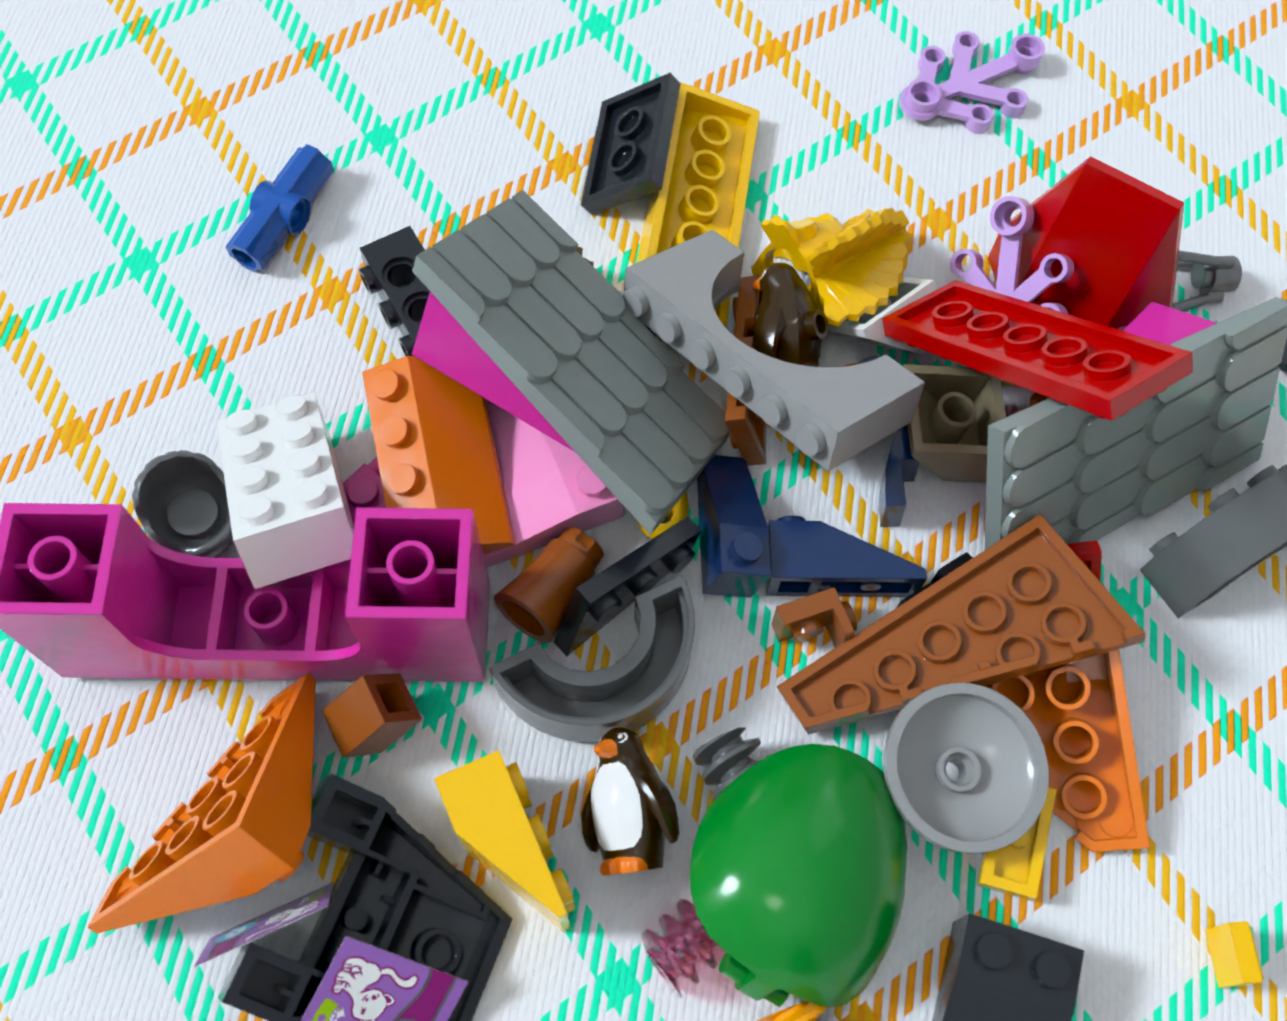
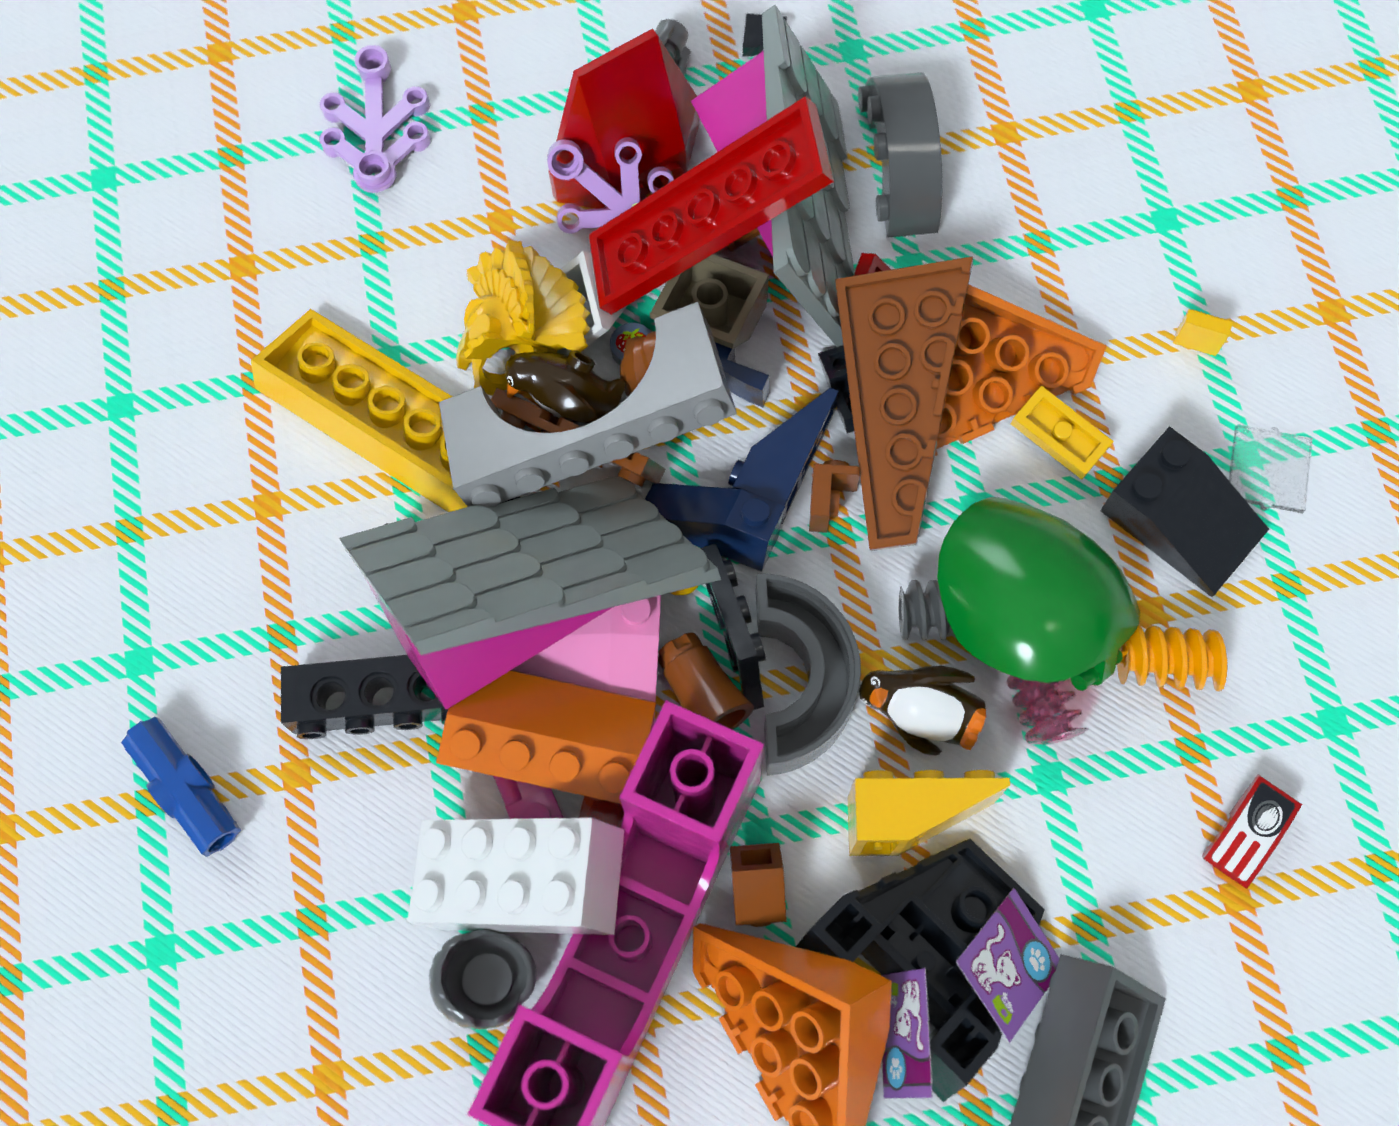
camera: 60 degrees left, 5 degrees up
(631, 144) = (293, 433): black plate -> none
(997, 760) = (1016, 420): light grey dish -> none

